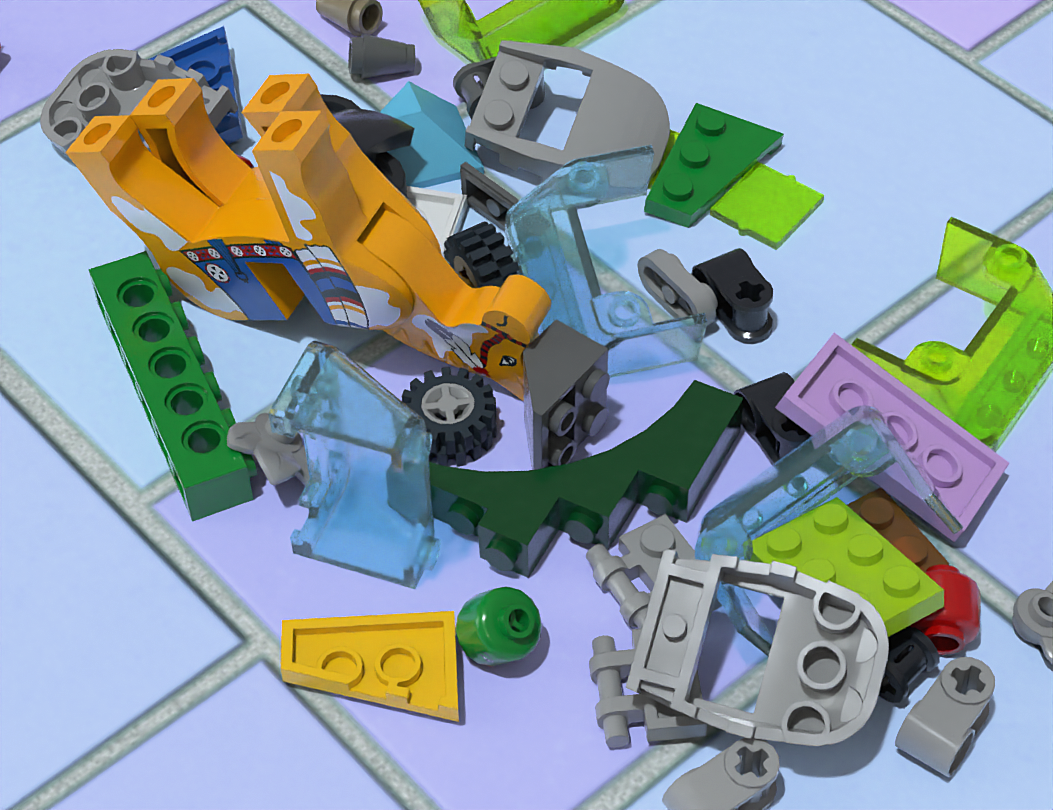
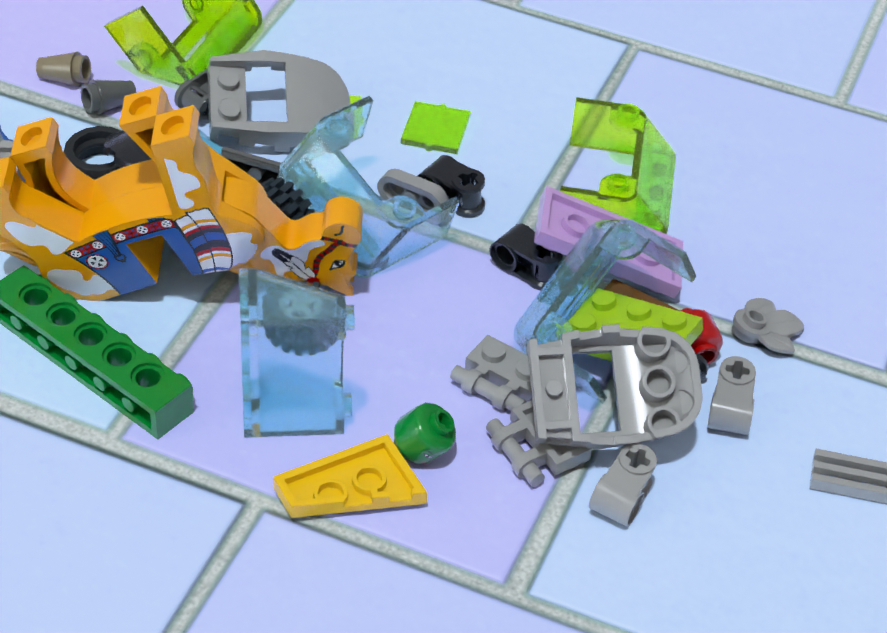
camera: 30 degrees left, 5 degrees down
(277, 454) = (194, 365): light grey plate -> none
(563, 393) = (382, 278): dark grey slope -> none
(592, 497) = (433, 337): dark green arch -> none
(705, 162) = (391, 106): green wing -> none

